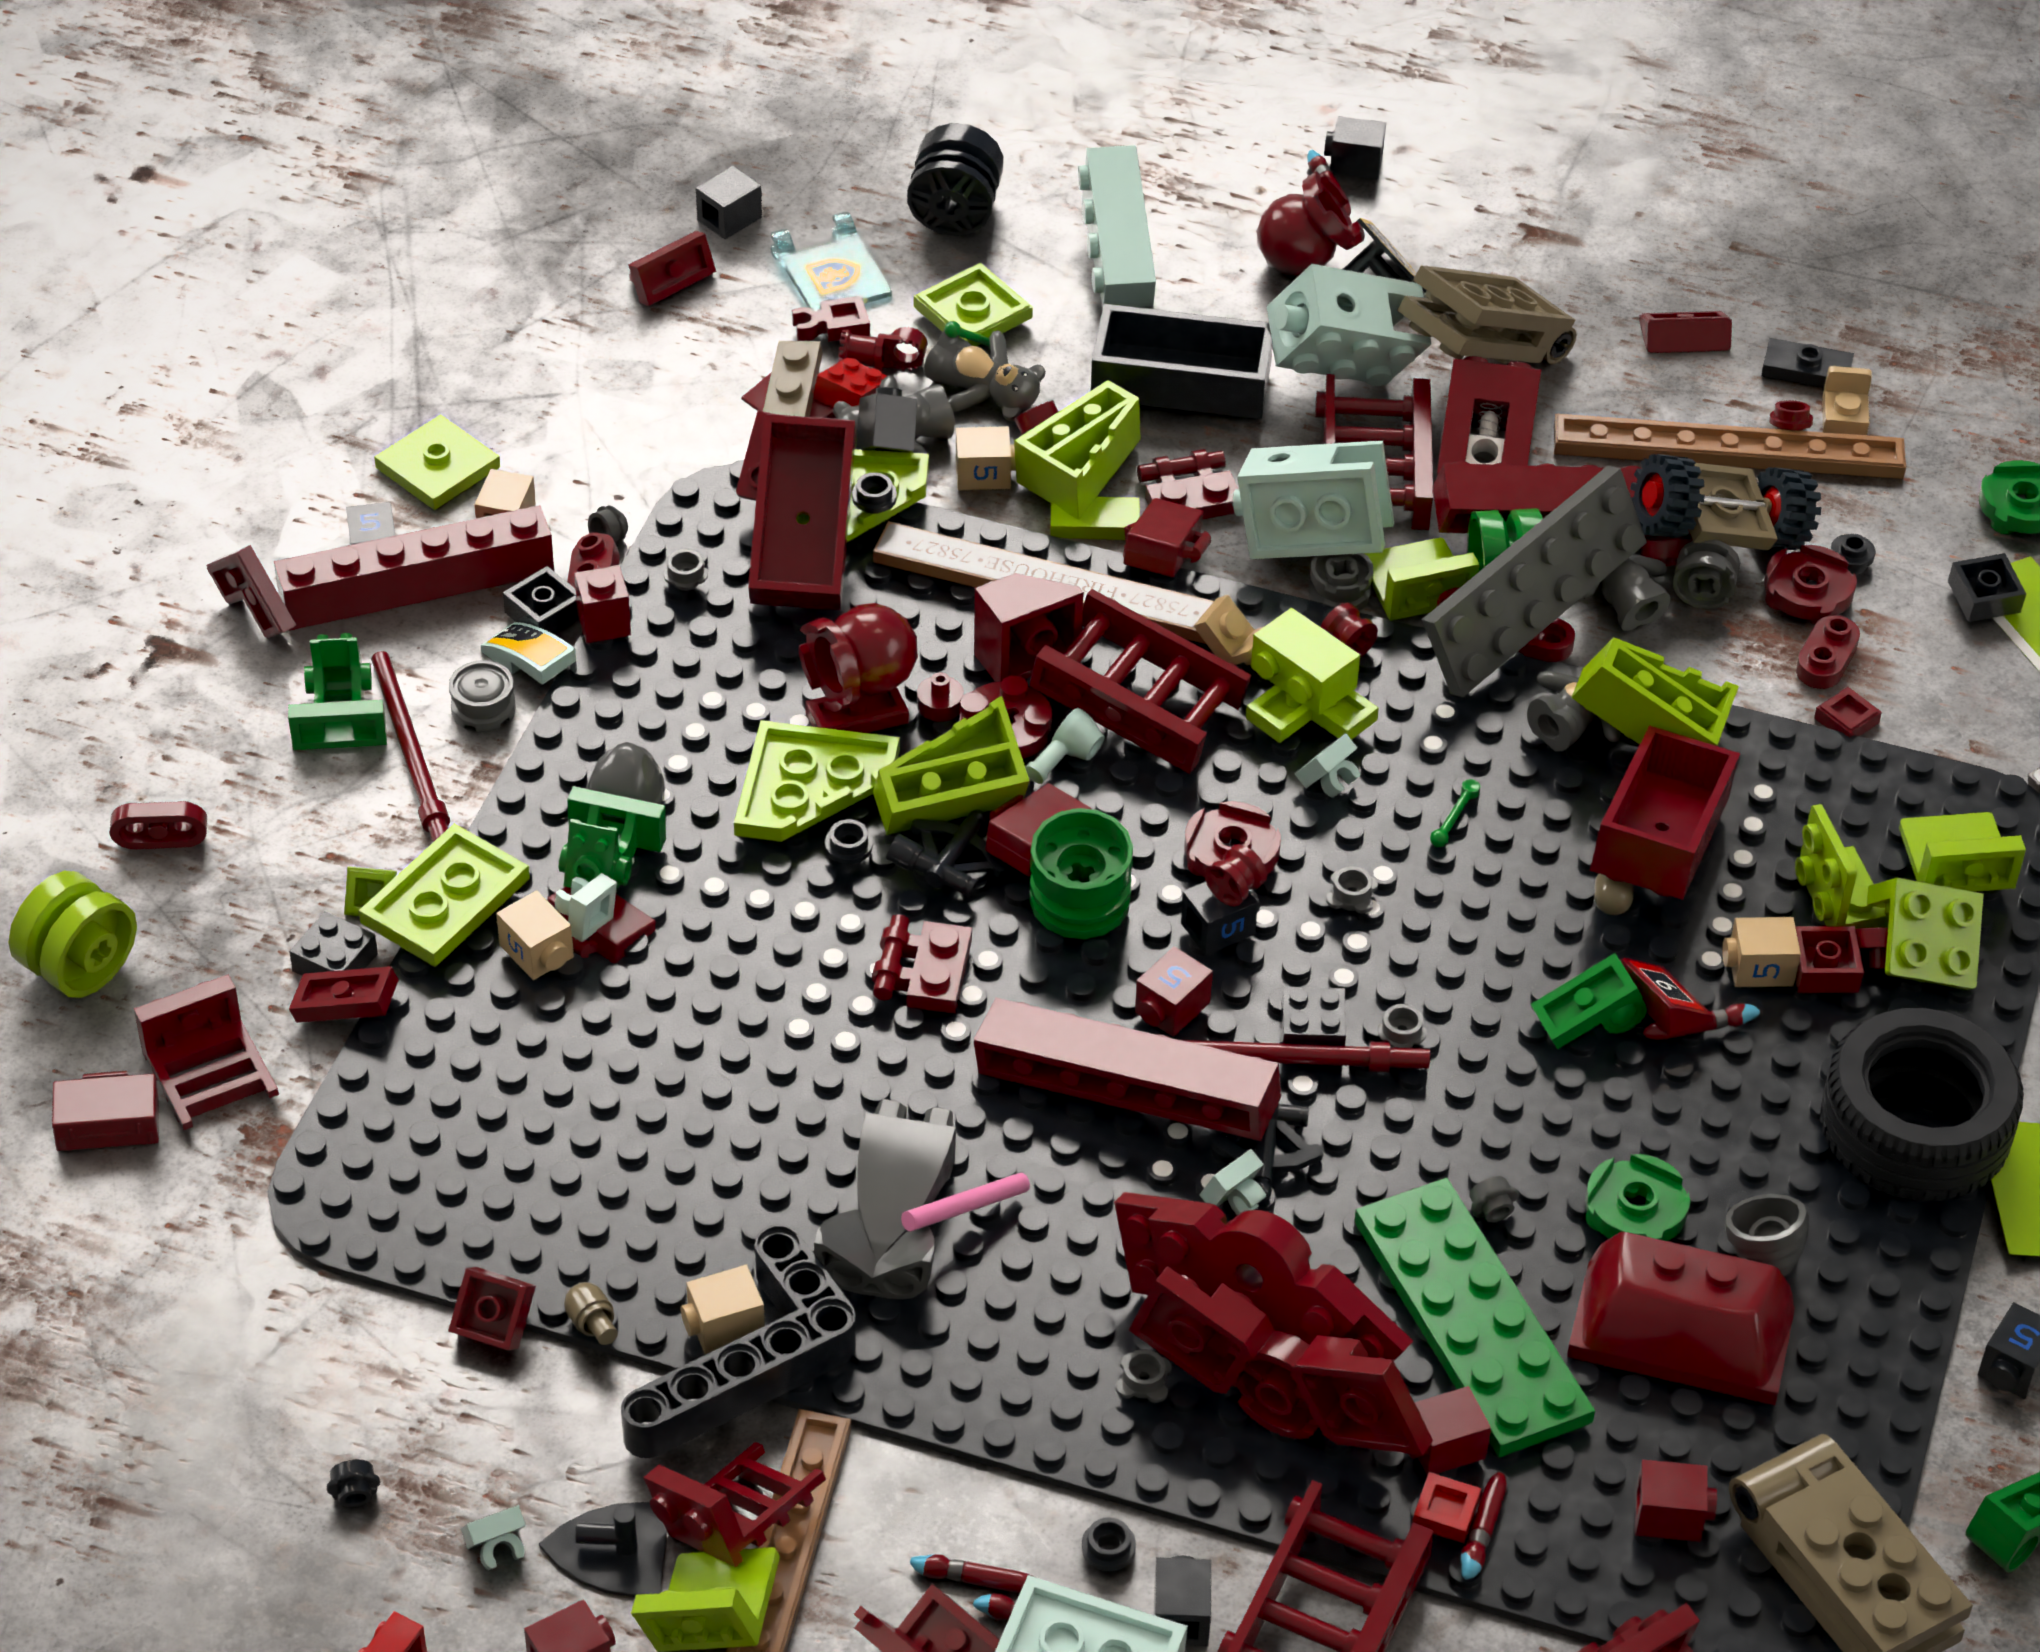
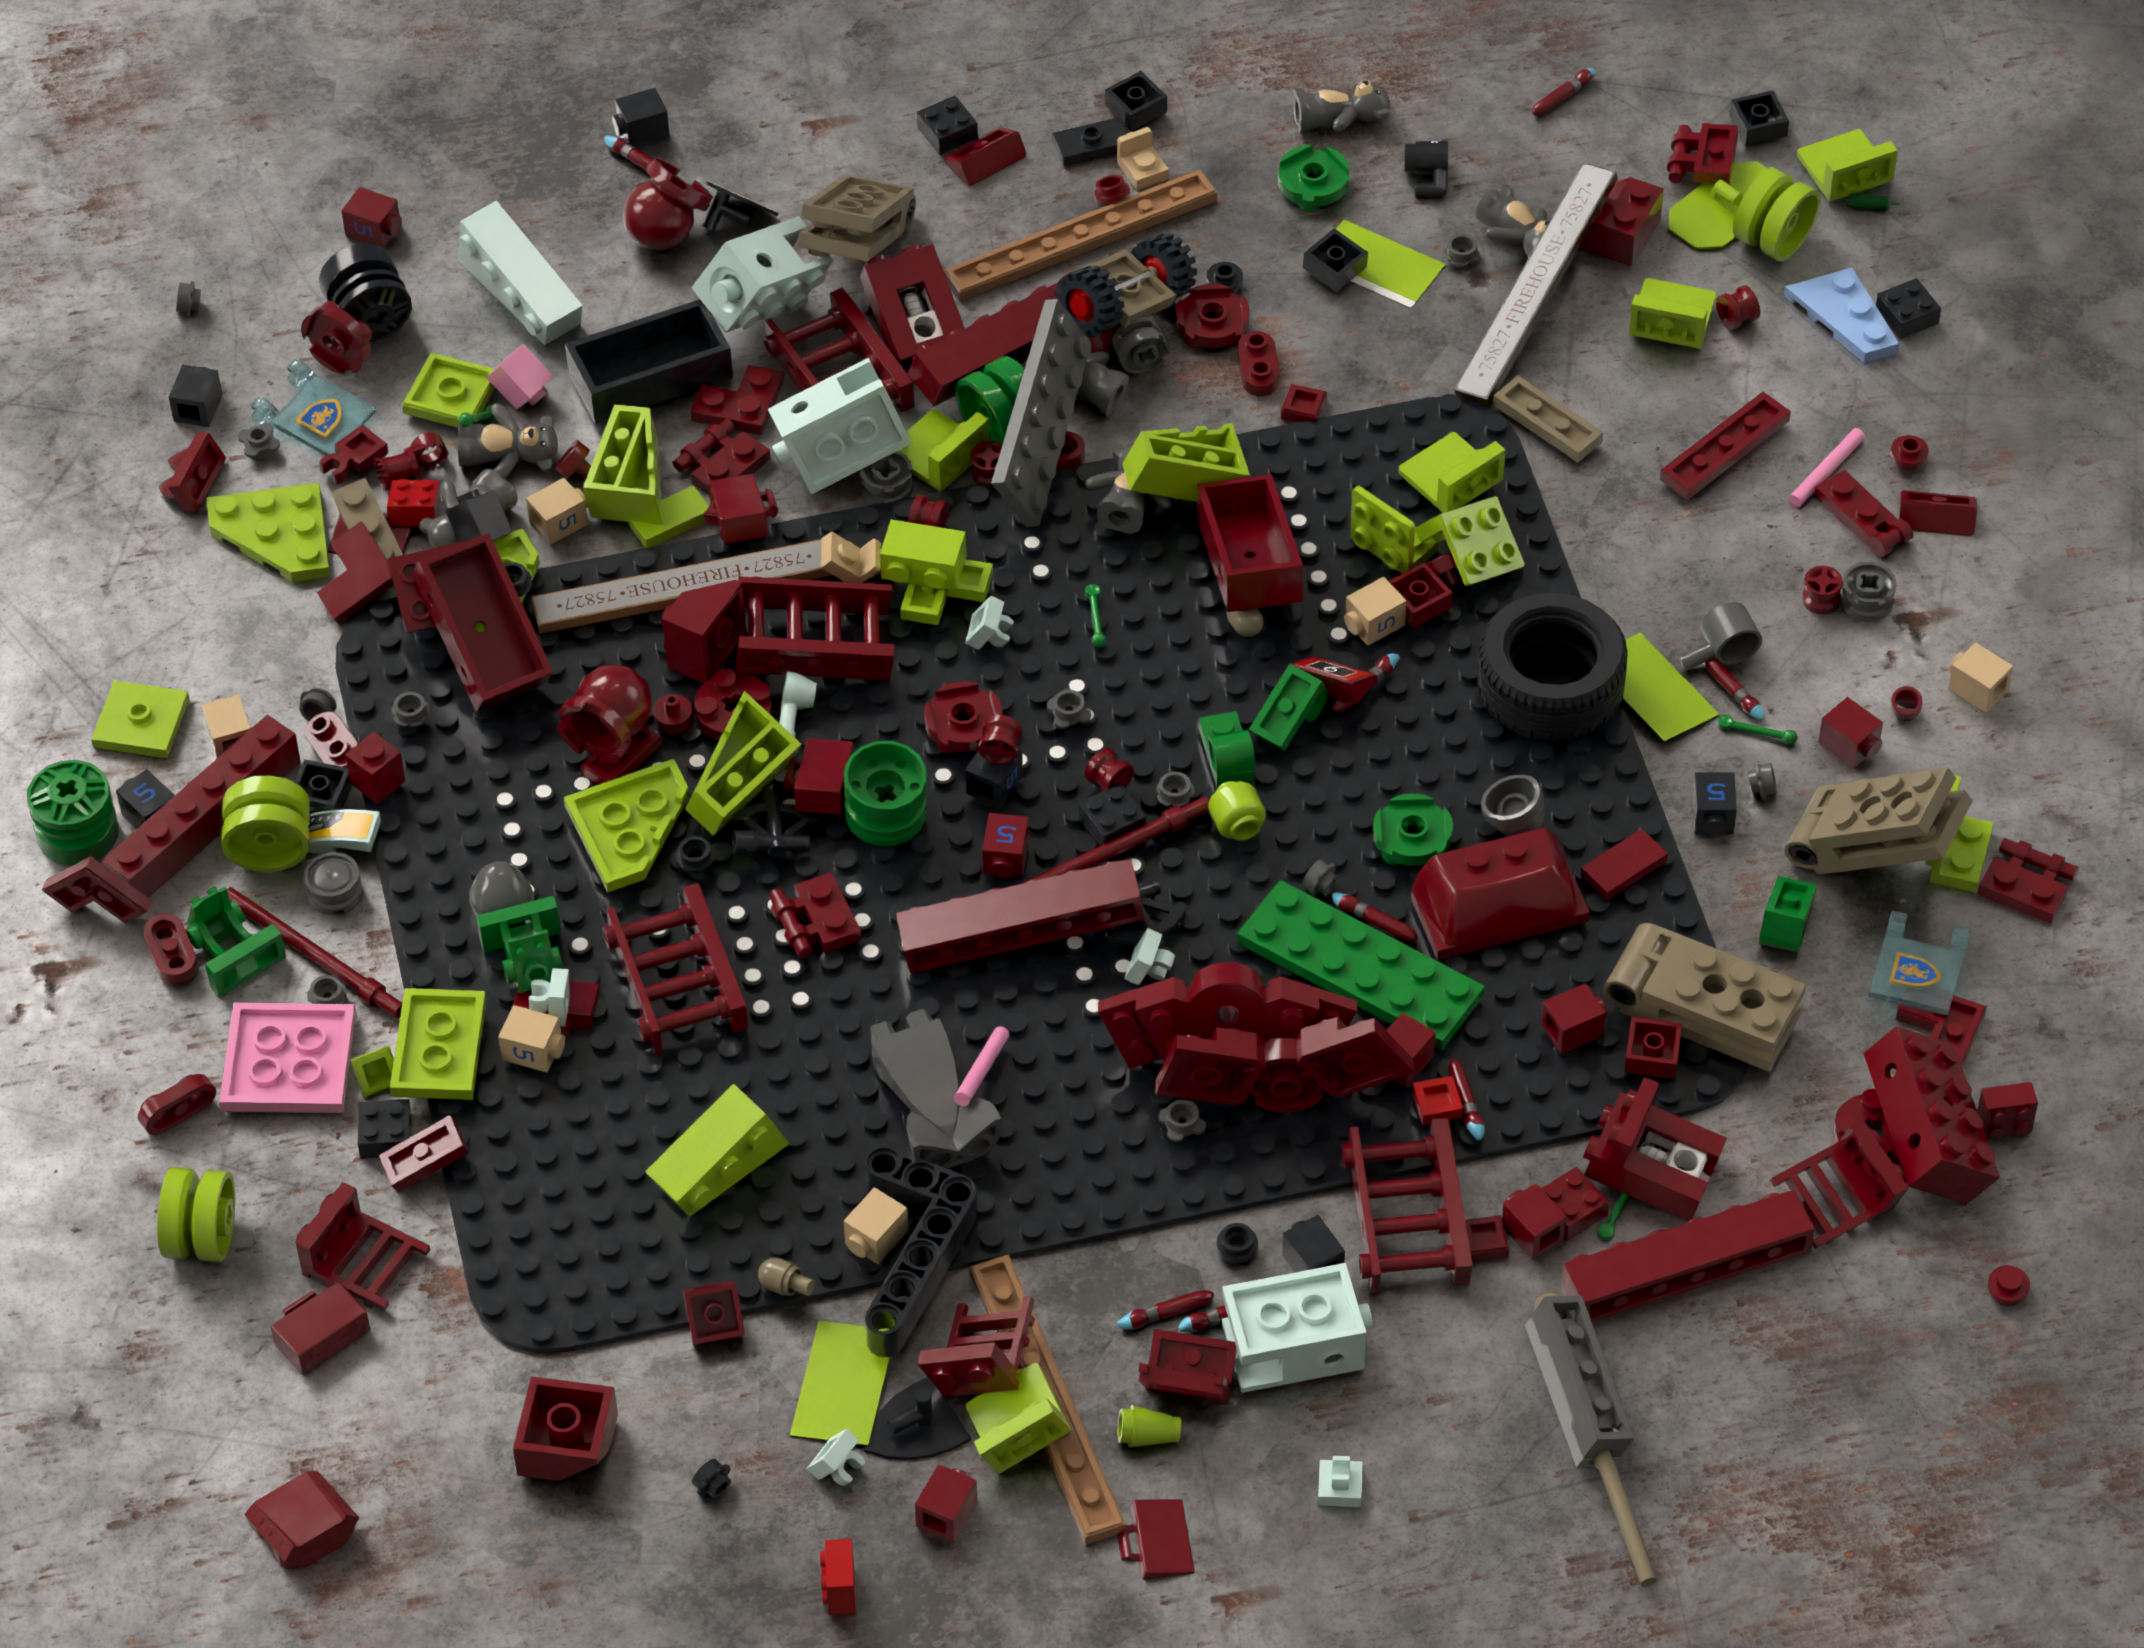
camera: 30 degrees left, 5 degrees up
(241, 1341) = (563, 1428): none -> dark red slope
(279, 679) = (171, 951): none -> dark red plate
(291, 505) = (72, 812): none -> green wheel
(299, 836) = (288, 1058): none -> bright pink plate
(388, 796) = (327, 986): none -> dark grey plate
(454, 604) = (265, 823): none -> lime wheel
(565, 1463) = (840, 1384): none -> lime sticker
(623, 1143) = (716, 1151): none -> lime wedge
(709, 353) = (275, 528): none -> lime plate
(730, 435) = (365, 574): none -> dark red tile
(755, 270) = (259, 441): none -> dark grey plate
(771, 968) = (704, 943): none -> dark red fence
(795, 118) = (188, 298): none -> dark grey plate
(897, 207) = (331, 323): none -> dark red plate
(1023, 122) = (371, 217): none -> dark red brick
(1045, 321) = (520, 378): none -> bright pink brick
(1236, 439) = (744, 407): none -> dark red plate
(1342, 968) = (1108, 770): none -> dark red wheel
(1451, 1080) = (1237, 810): none -> lime head
(1492, 1014) = (1227, 748): none -> green plate
(1527, 1272) = (1351, 904): none -> dark red piece
(1665, 284) = (947, 125): none -> black piece
(1744, 1583) = (1653, 1048): none -> dark red piece
(1860, 1362) = (1624, 864): none -> dark red tile
(1882, 344) = (1136, 100): none -> black piece

